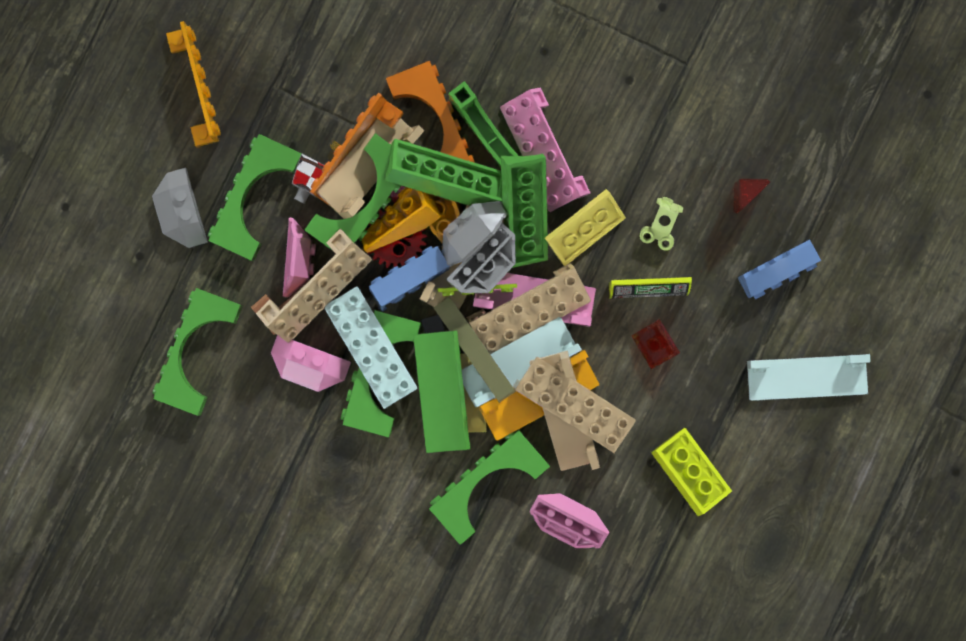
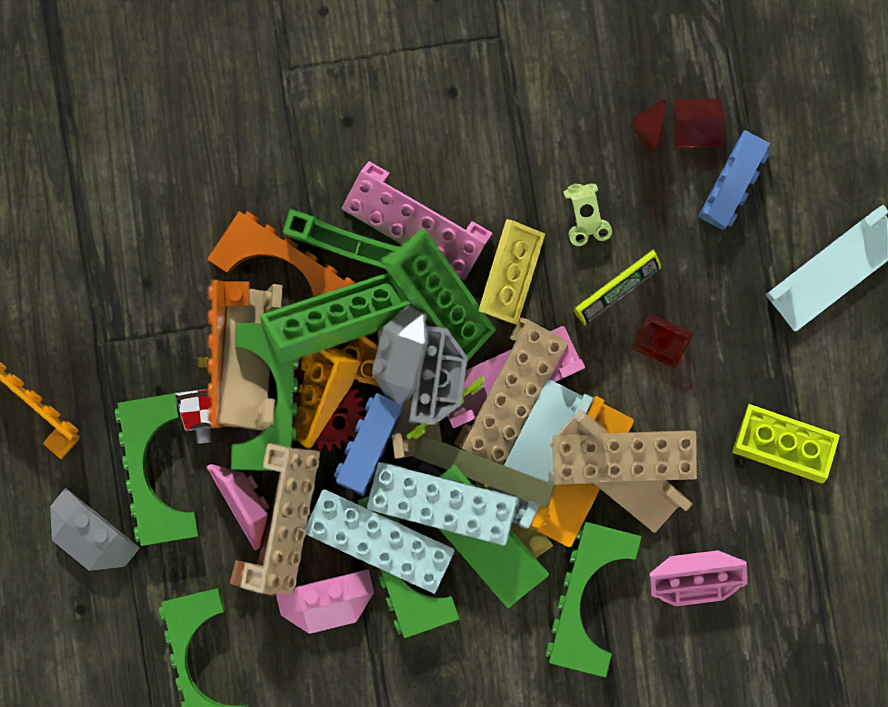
camera: 35 degrees left, 0 degrees up
(430, 351) = (442, 503): none -> light aqua bracket
(781, 213) = (698, 122): none -> clear red slope

